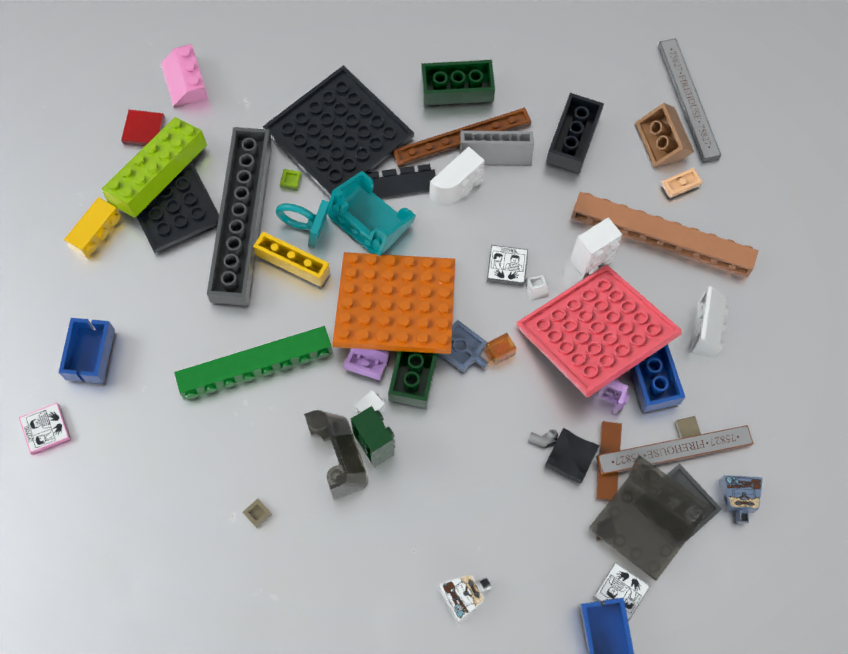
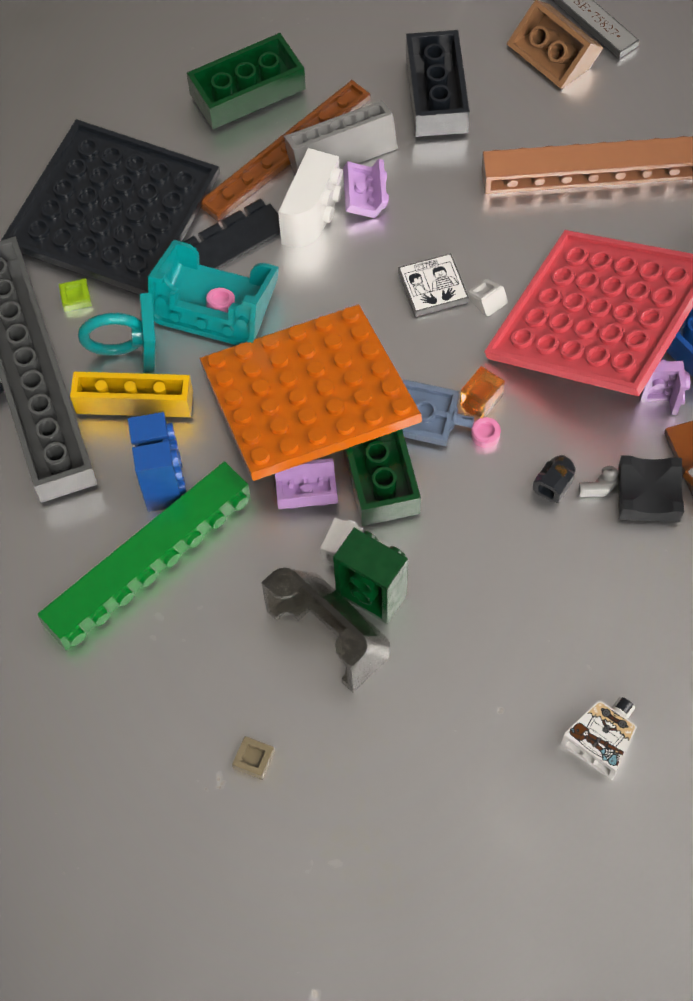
camera: 20 degrees left, 5 degrees down
(283, 314) = (156, 460): none -> blue piece
(372, 220) = (220, 299): none -> bright pink tile
(491, 374) = (485, 432): none -> bright pink tile
(496, 184) = (365, 188): none -> lavender bracket
(518, 422) = (555, 478): none -> black rock
(596, 247) = (544, 209): white brick -> none
(681, 183) = (607, 92): light nougat plate -> none

